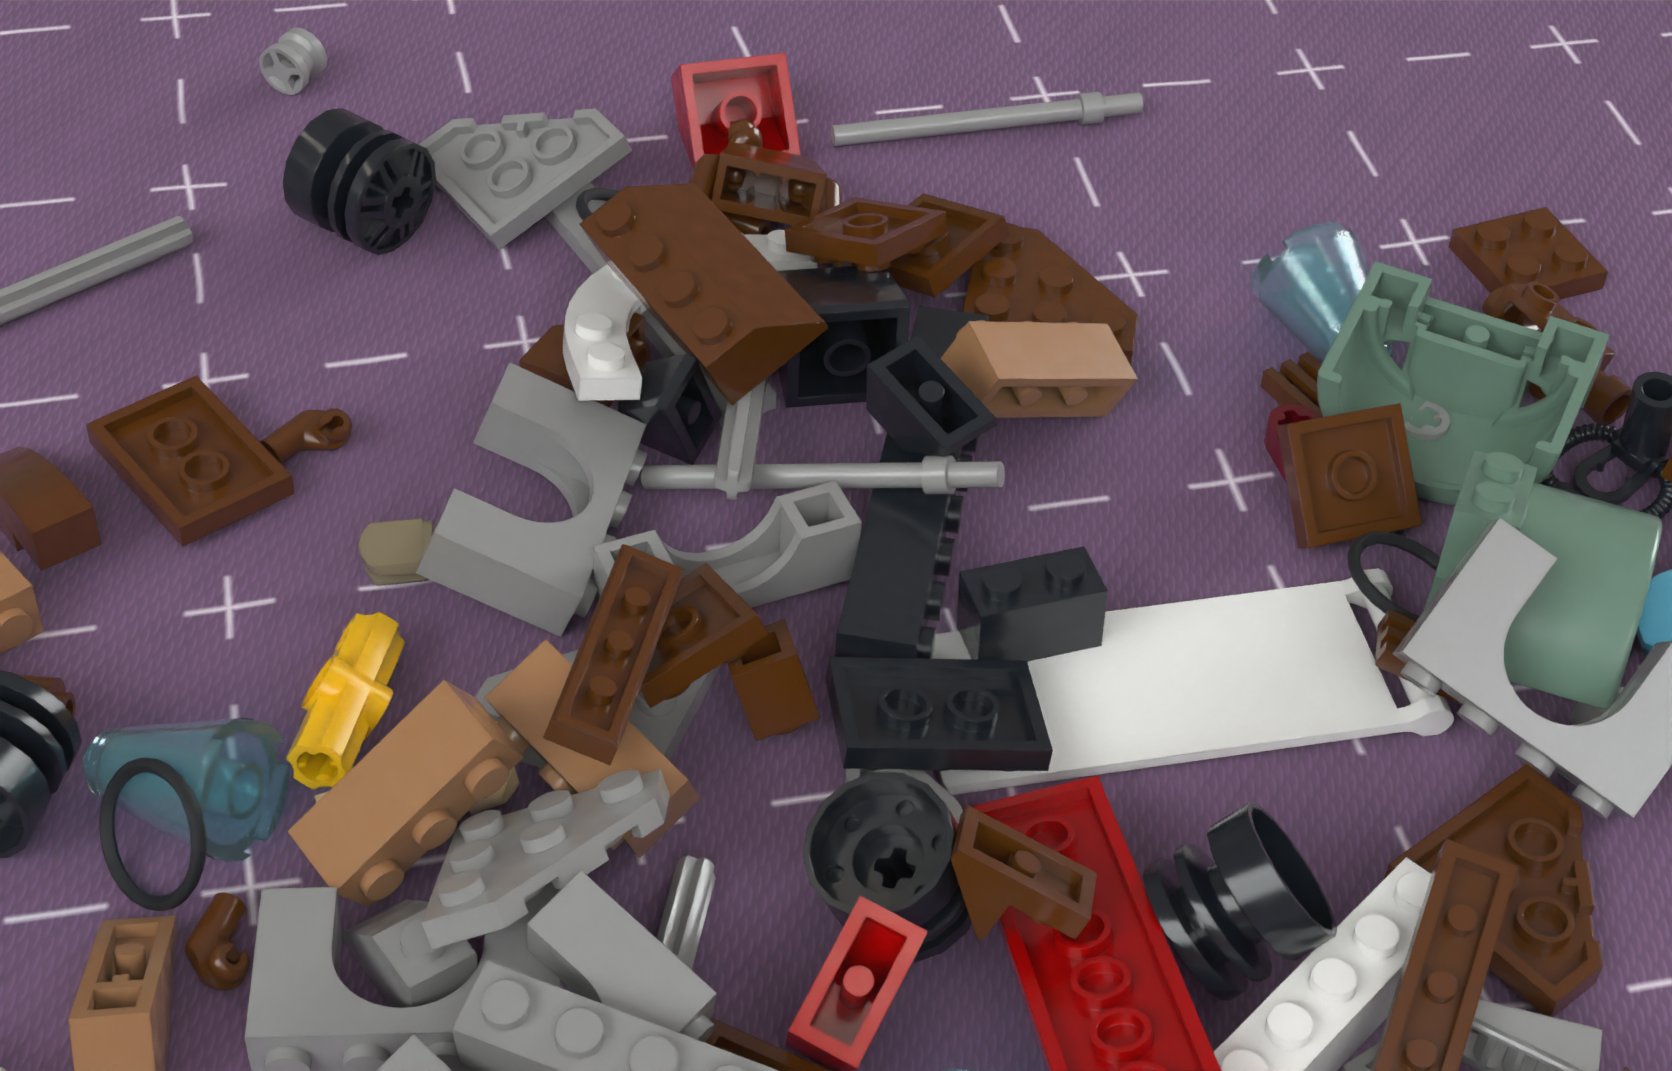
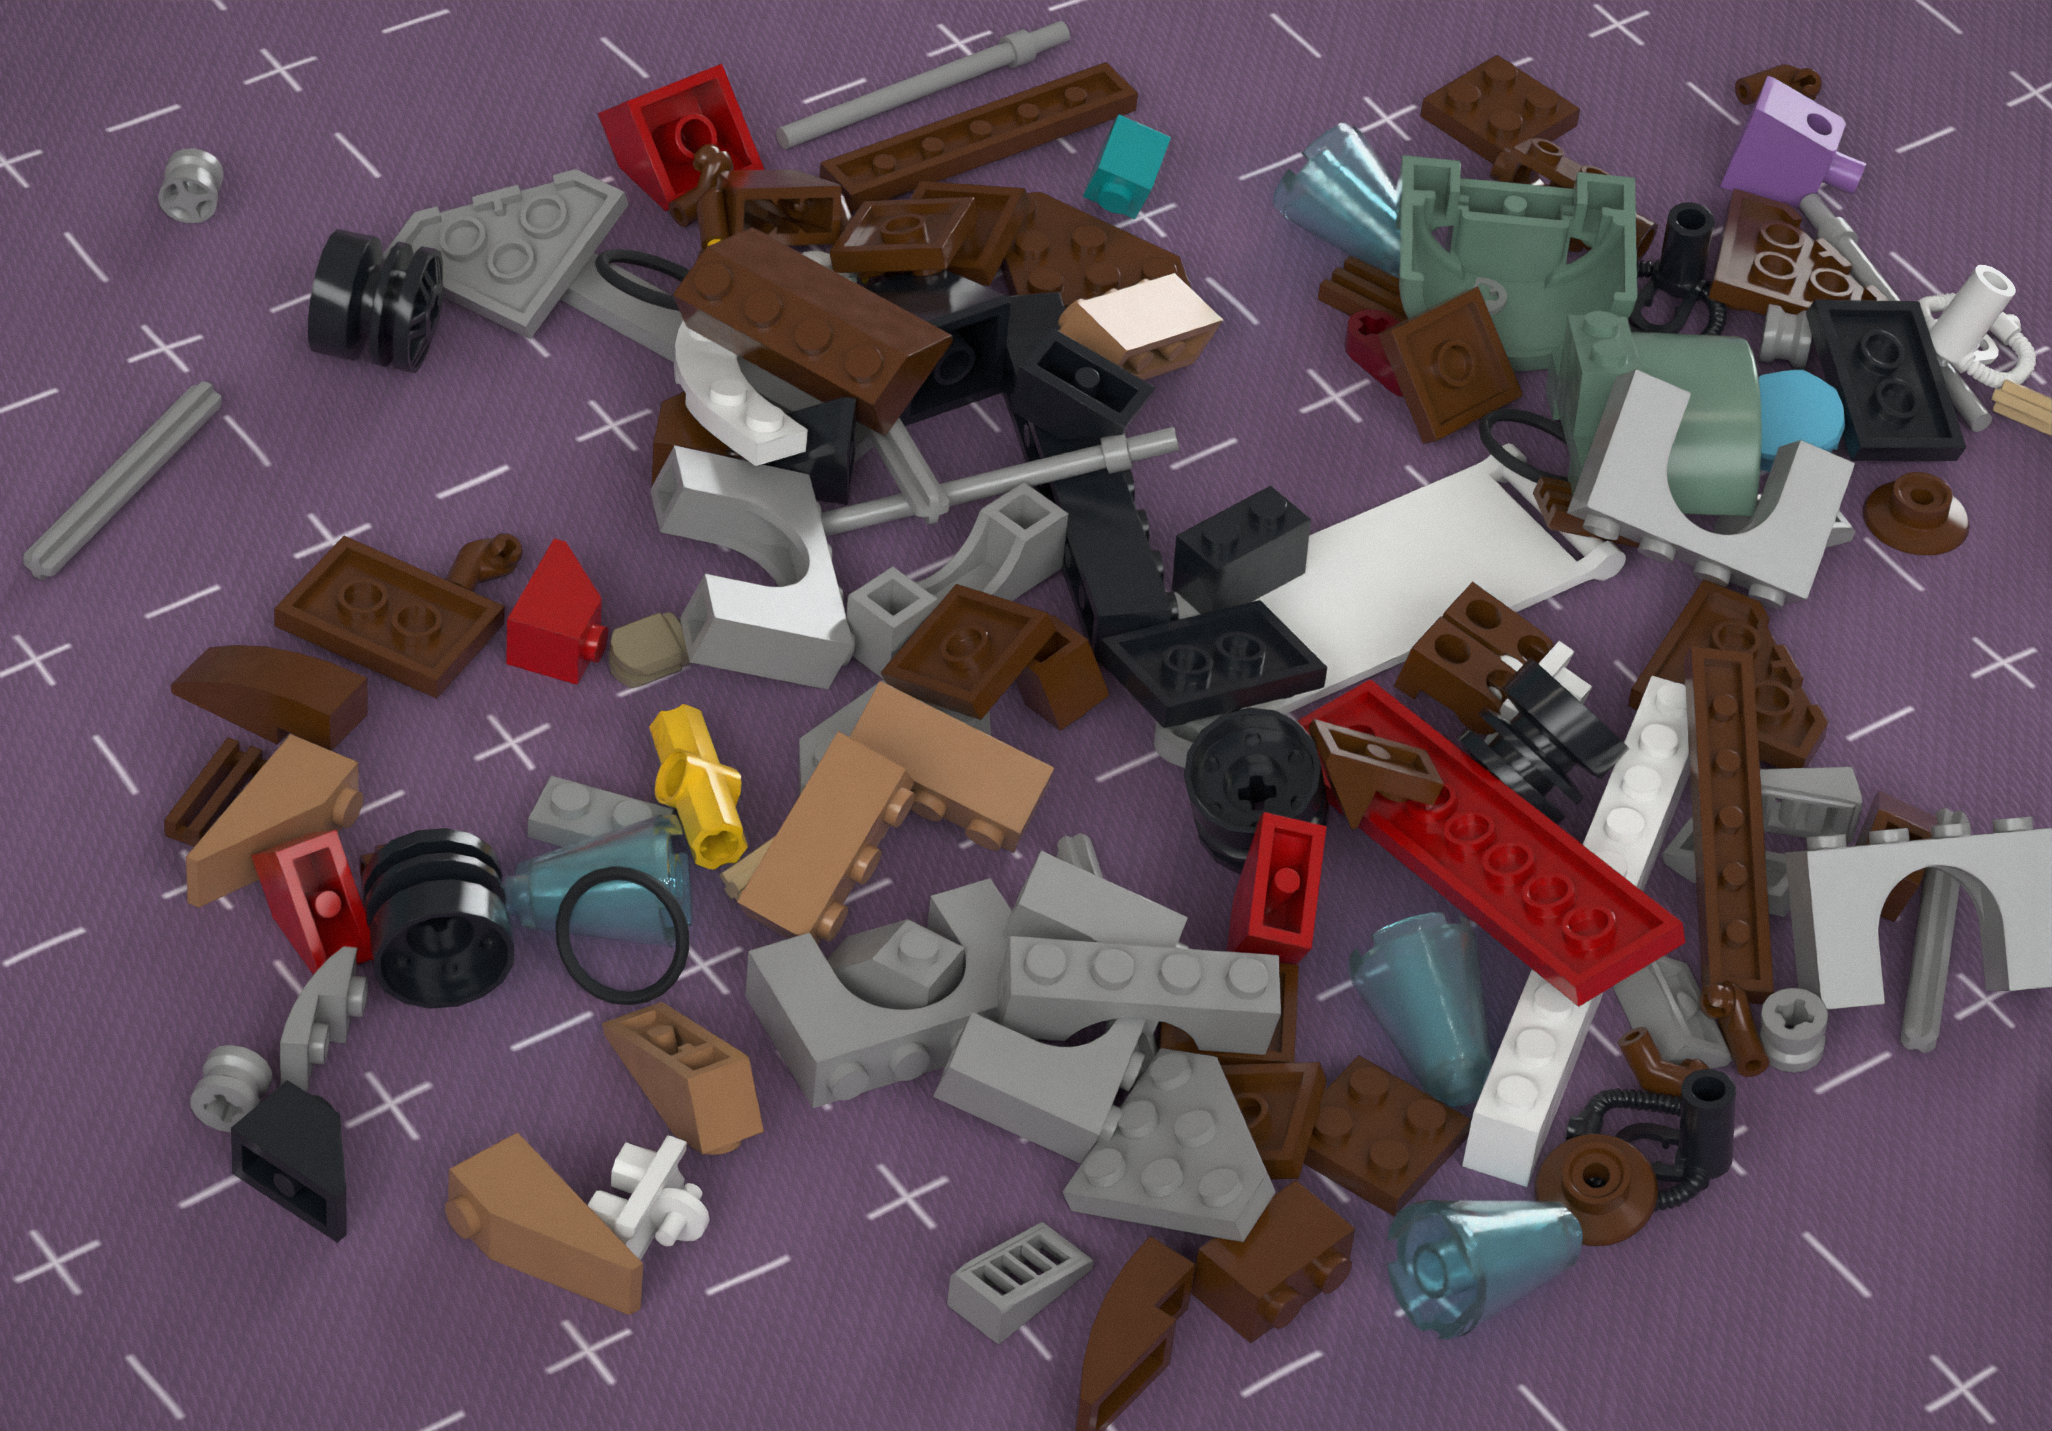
camera: 25 degrees left, 0 degrees up
(211, 948) = (711, 1013): reddish brown arm -> none
(232, 690) = (576, 812): none -> light grey plate
(330, 498) = (557, 619): none -> red slope
(510, 857) = (961, 865): light grey plate -> none
(614, 655) = (941, 677): reddish brown tile -> none
(1012, 169) = (980, 135): none -> reddish brown plate
(1123, 223) = (1126, 167): none -> teal brick
(1228, 765) = (1475, 653): none -> reddish brown hips

